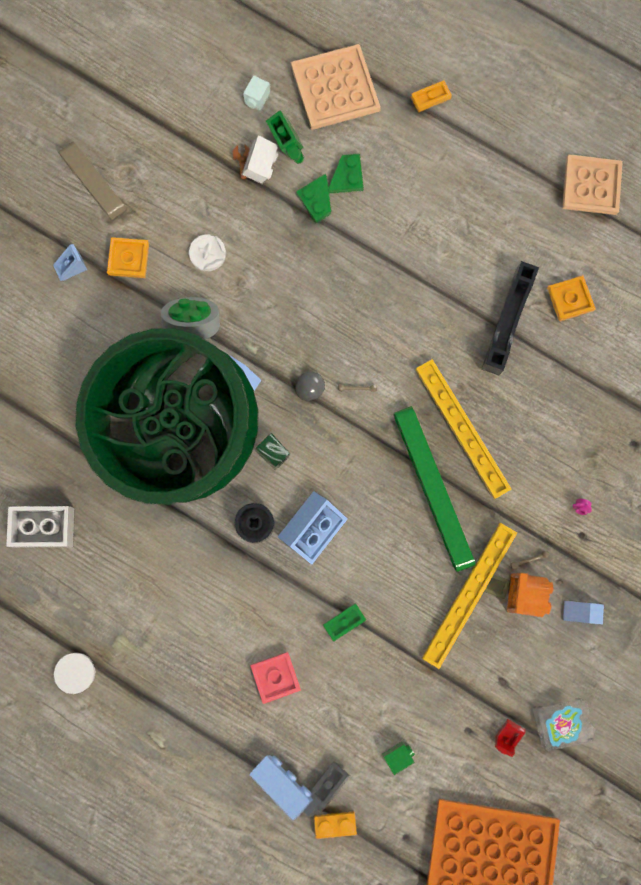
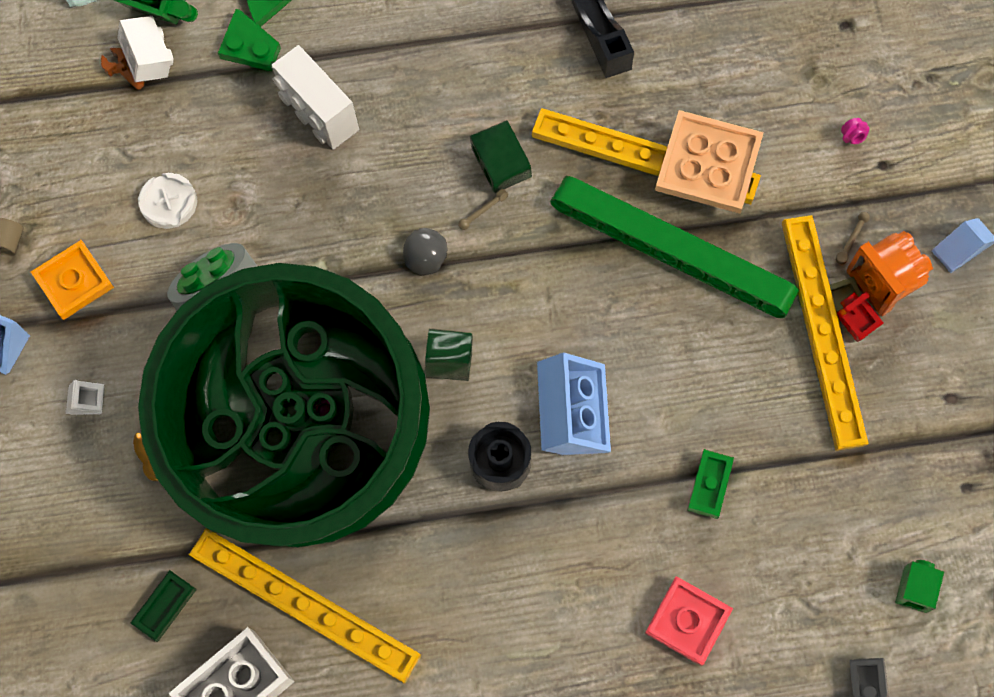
camera: 30 degrees left, 10 degrees down
(43, 459) = (163, 606): none -> dark green tile
(87, 324) = (84, 398): none -> white slope
(109, 525) = (305, 605): none -> yellow tile
(320, 259) = (315, 97): none -> white brick
(388, 368) = (500, 156): none -> dark green piece
(490, 461) = (709, 161): none -> light nougat plate
(493, 603) = (858, 316): none -> red bracket

